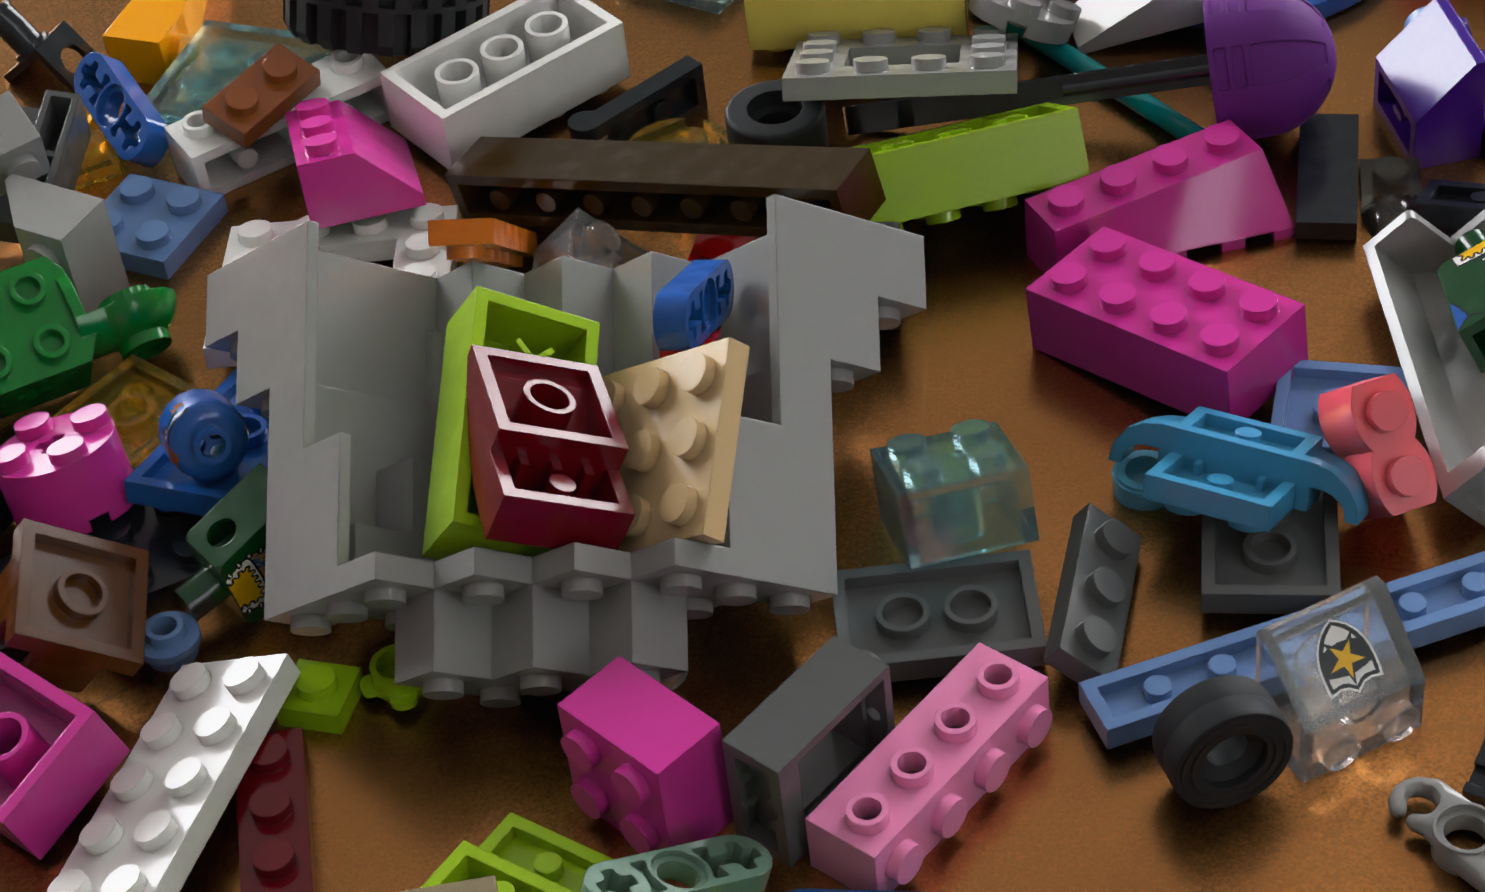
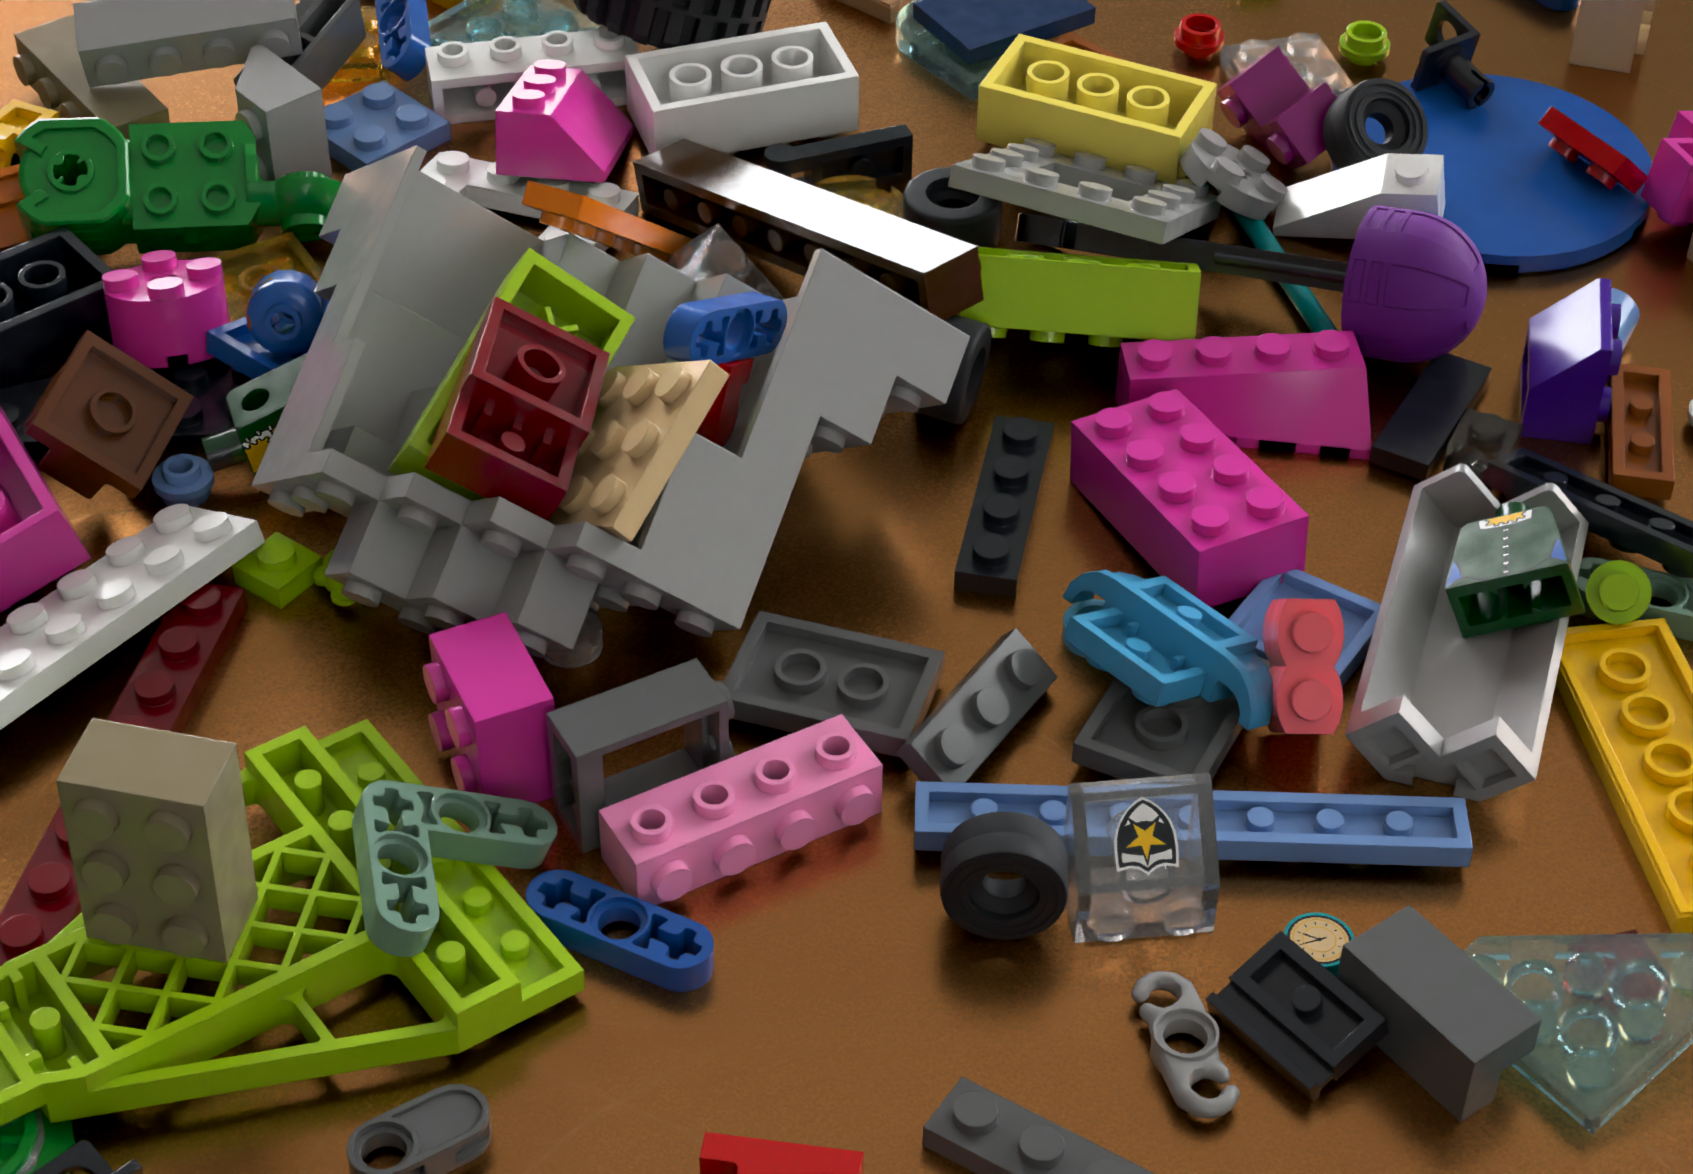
camera: 15 degrees right, 0 degrees up
(261, 95) = (514, 44): dark orange plate -> none
(954, 493) = (900, 578): clear light blue brick -> none
(989, 377) = (1004, 507): none -> black plate

